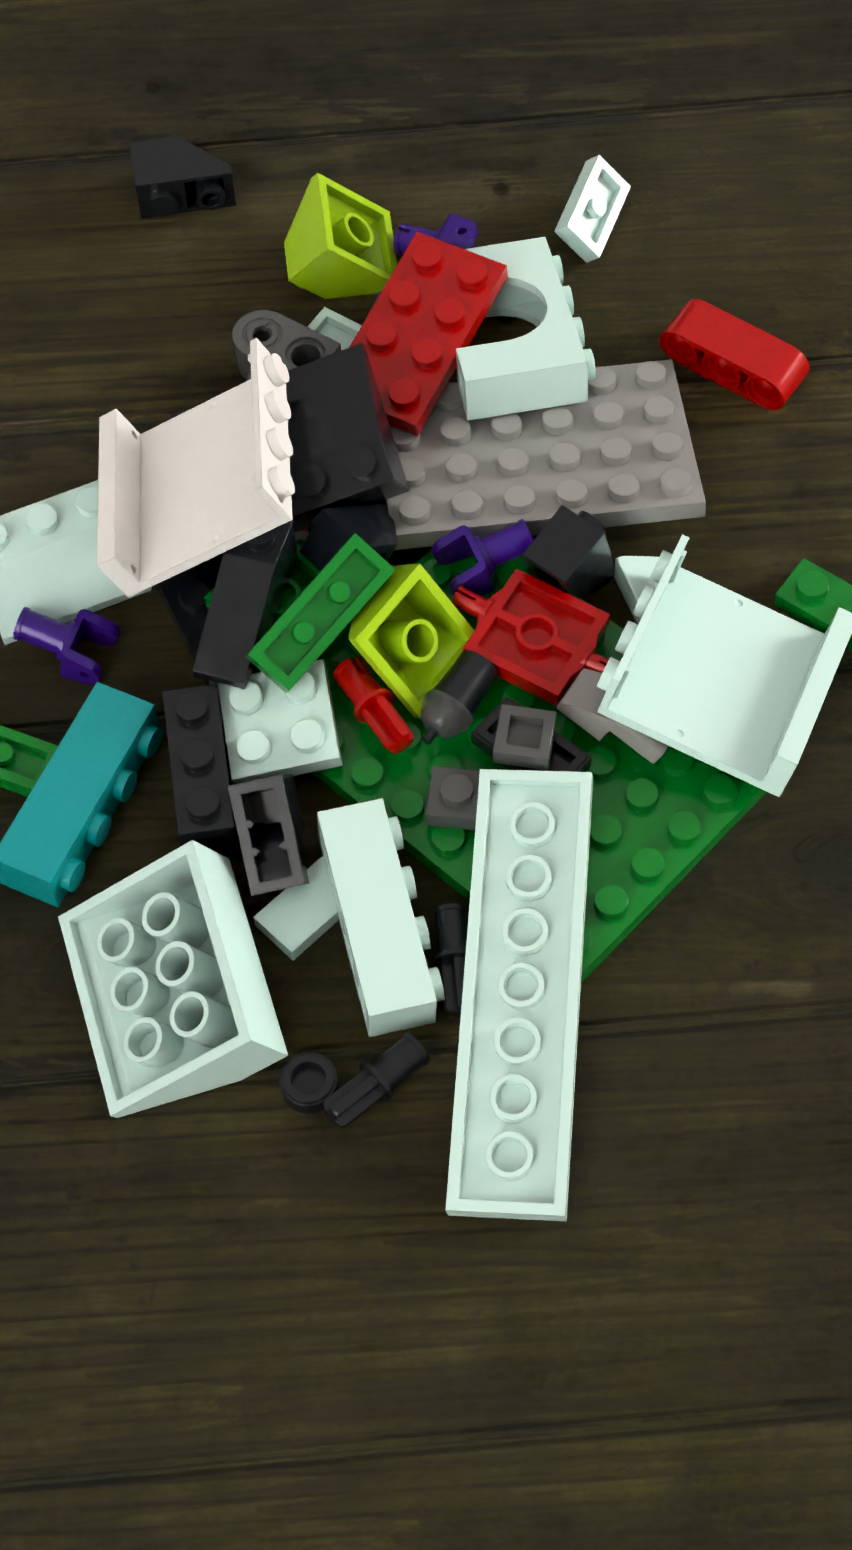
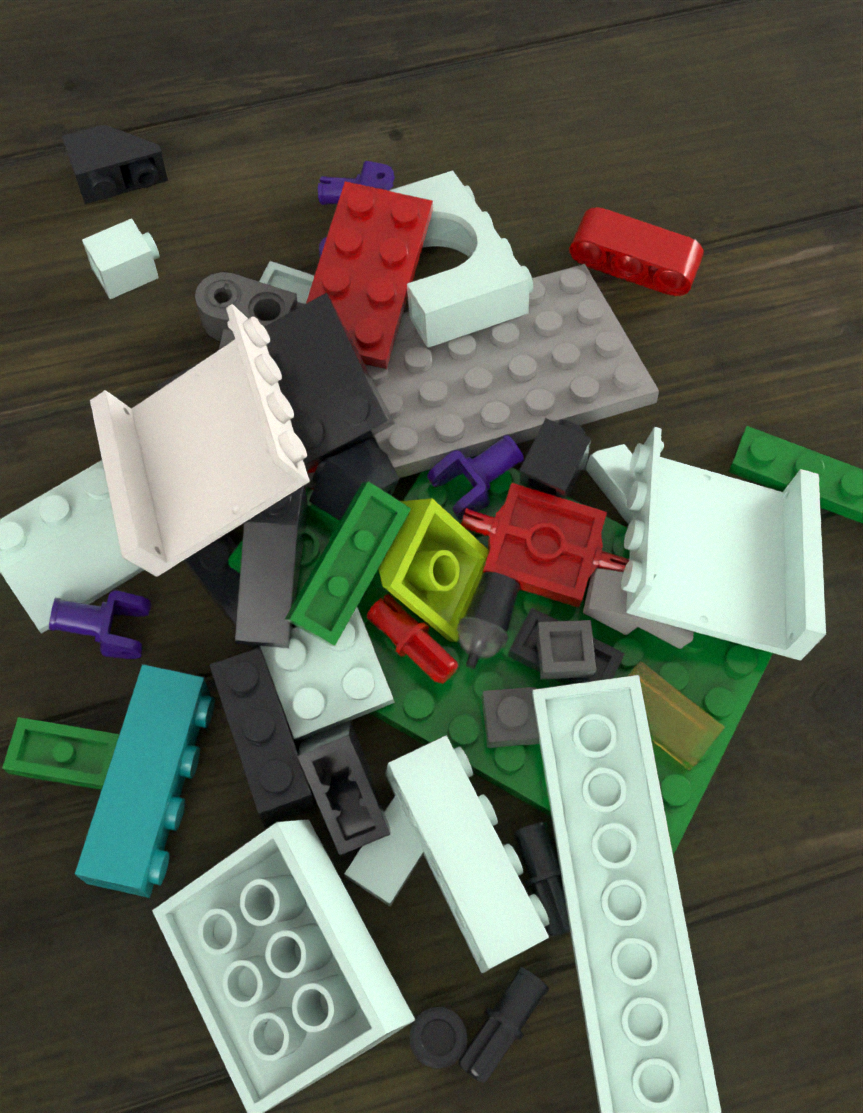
camera: 20 degrees left, 5 degrees up
(167, 281) = (122, 258): none -> light aqua brick
(339, 242) = (271, 202): lime slope -> none
(592, 209) = (482, 141): light aqua plate -> none
(625, 829) = (675, 720): none -> clear yellow tile

